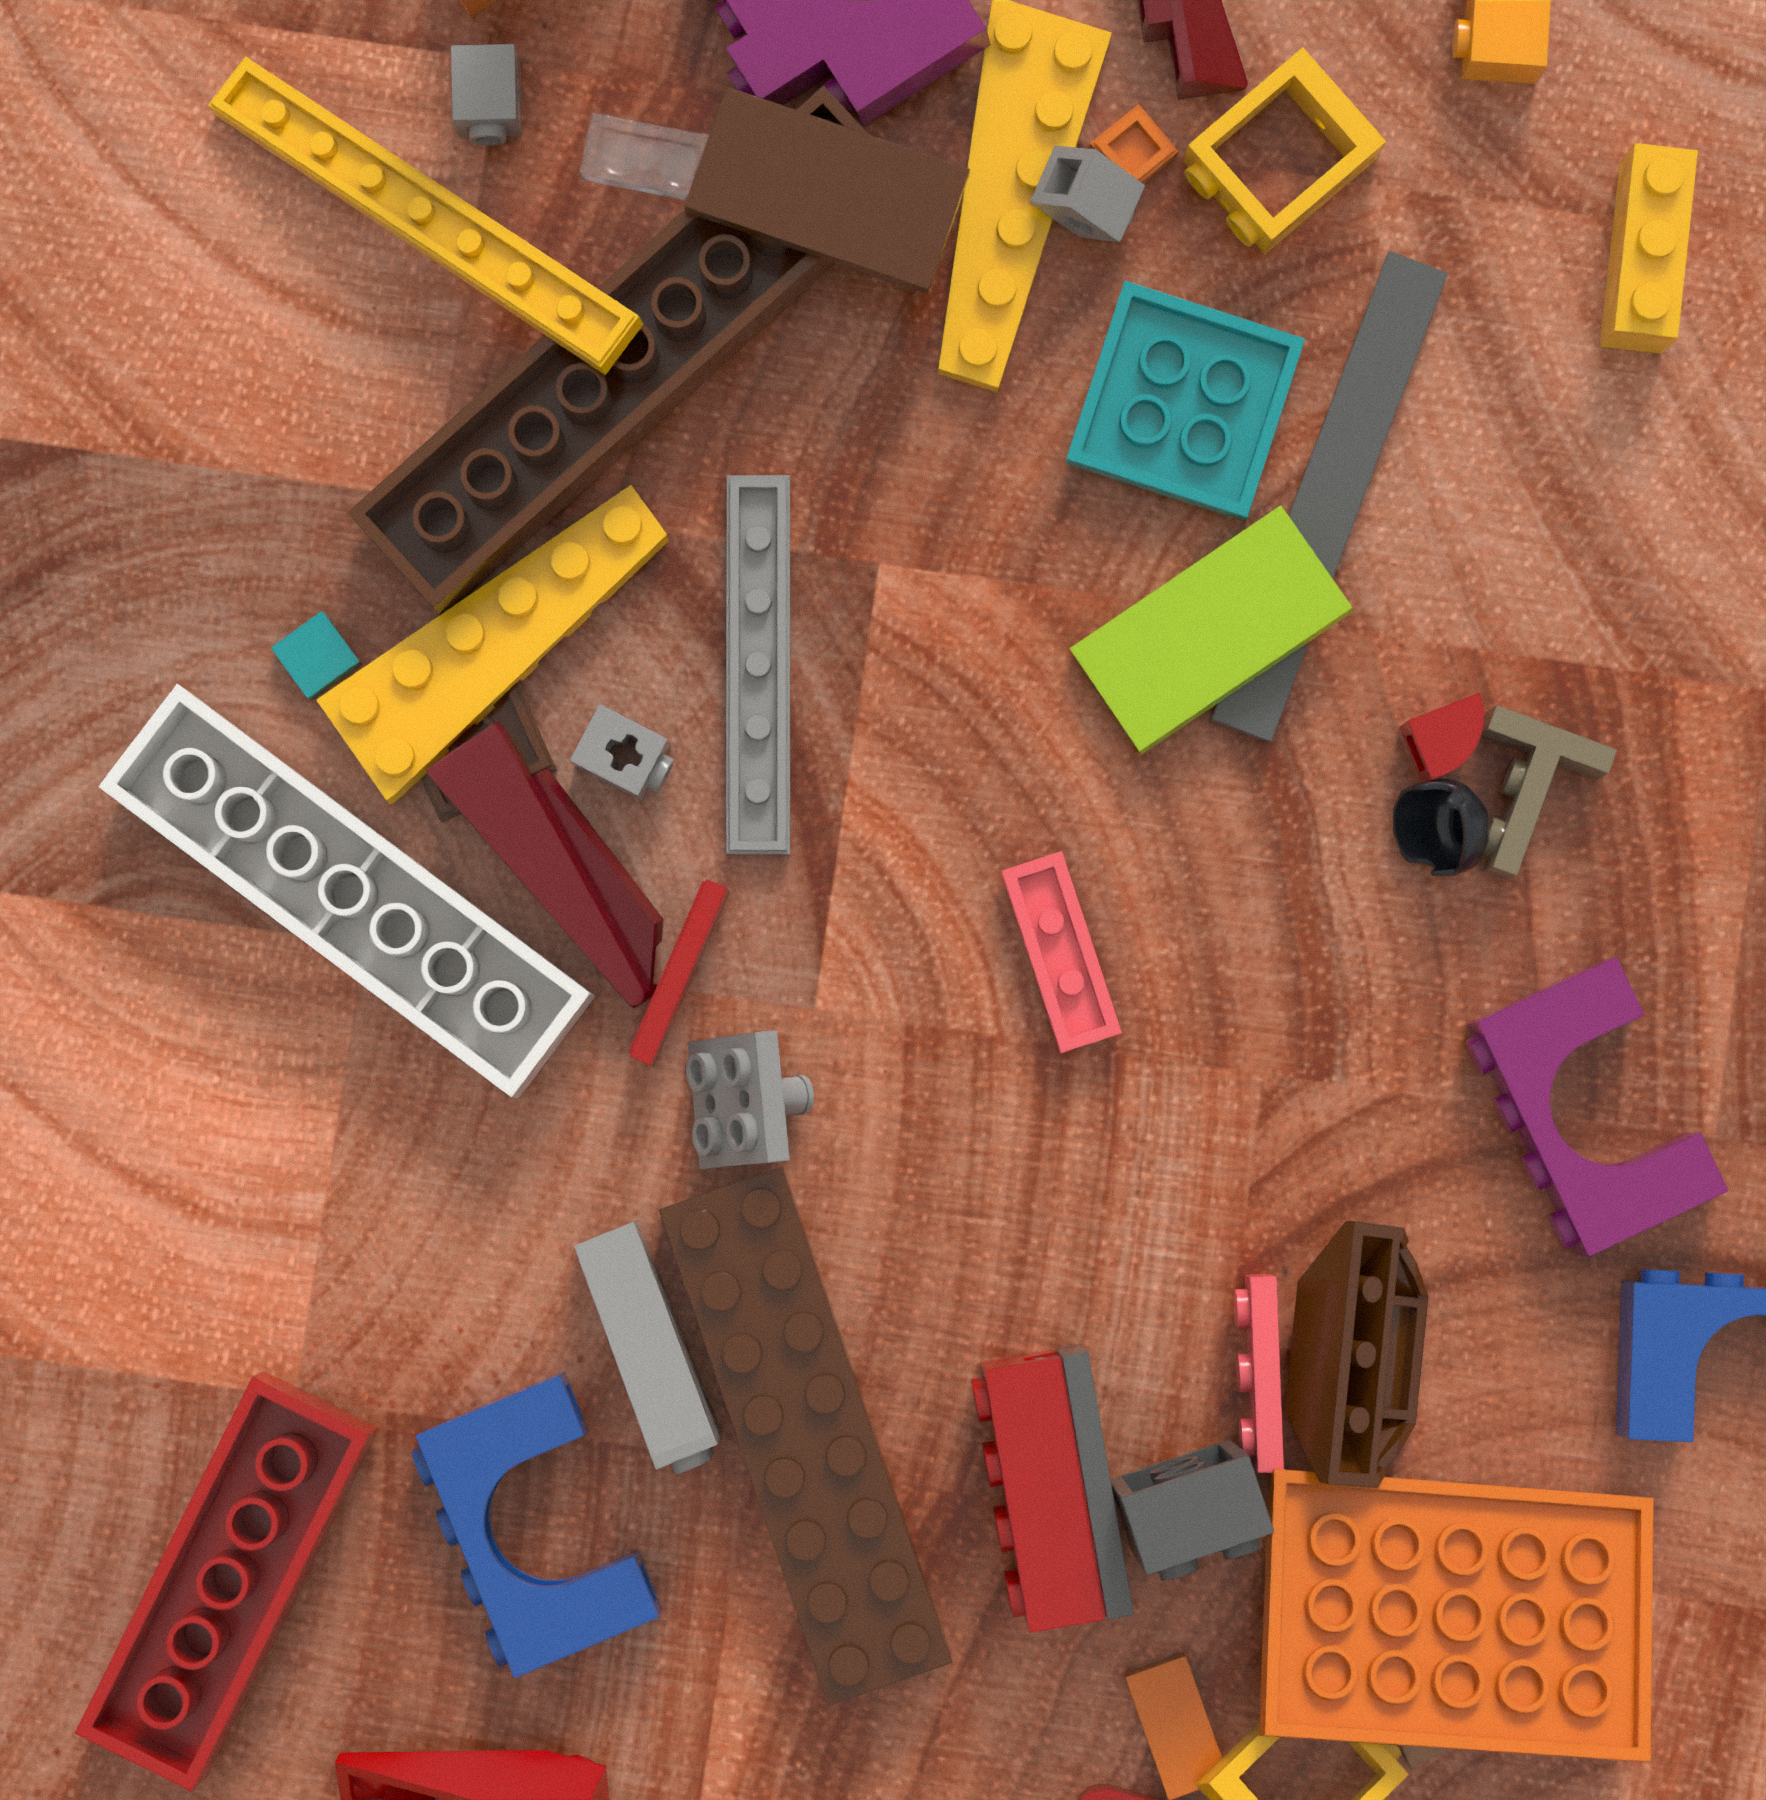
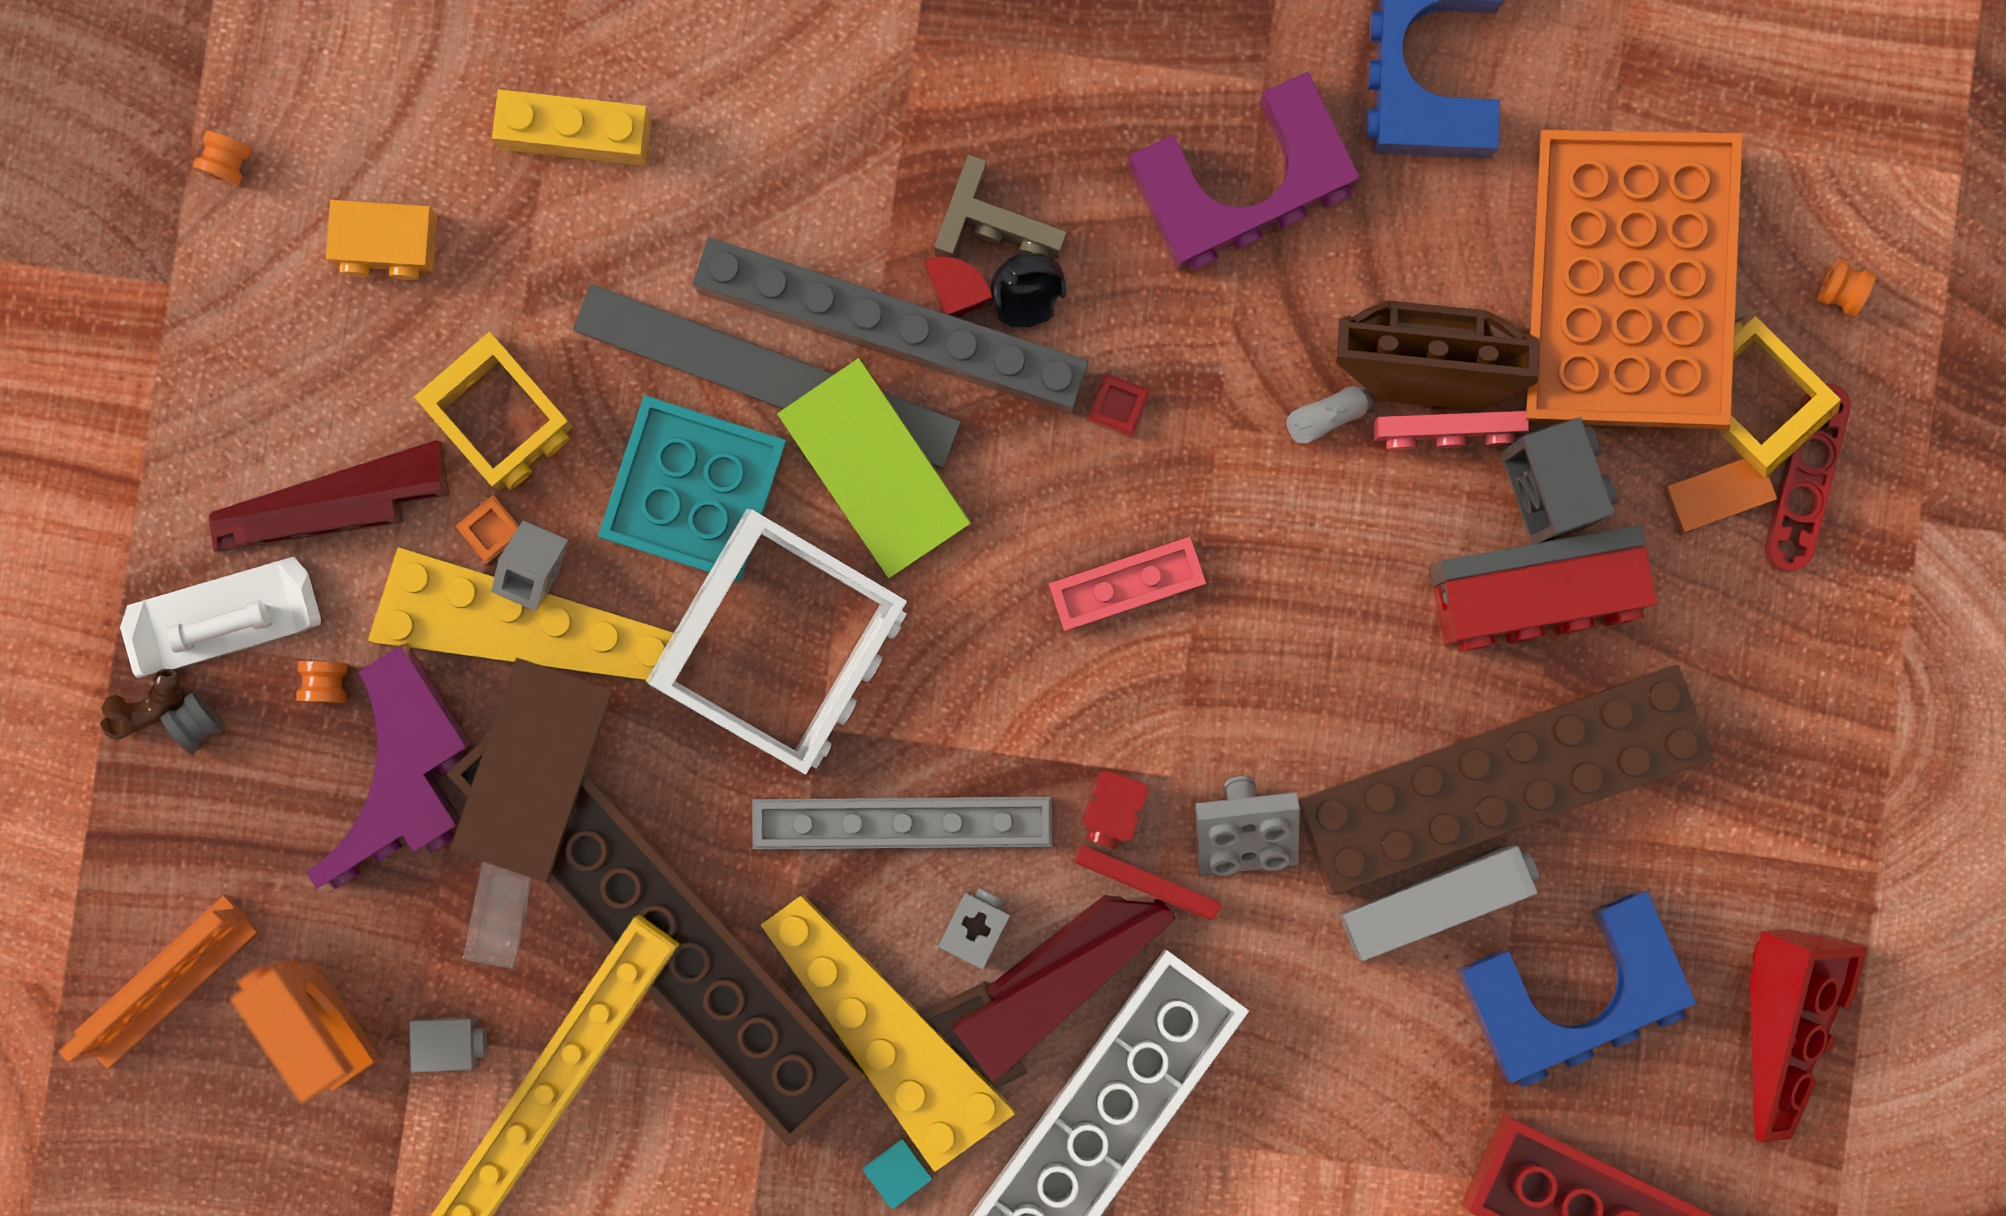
camera: 90 degrees left, 0 degrees up
(770, 928) = (1113, 811): none -> red brick
(912, 584) = (859, 666): none -> white window
(1277, 1207) = (1325, 415): none -> light grey piece
(1292, 944) = (1118, 405): none -> red tile
(1394, 651) = (890, 325): none -> dark grey brick

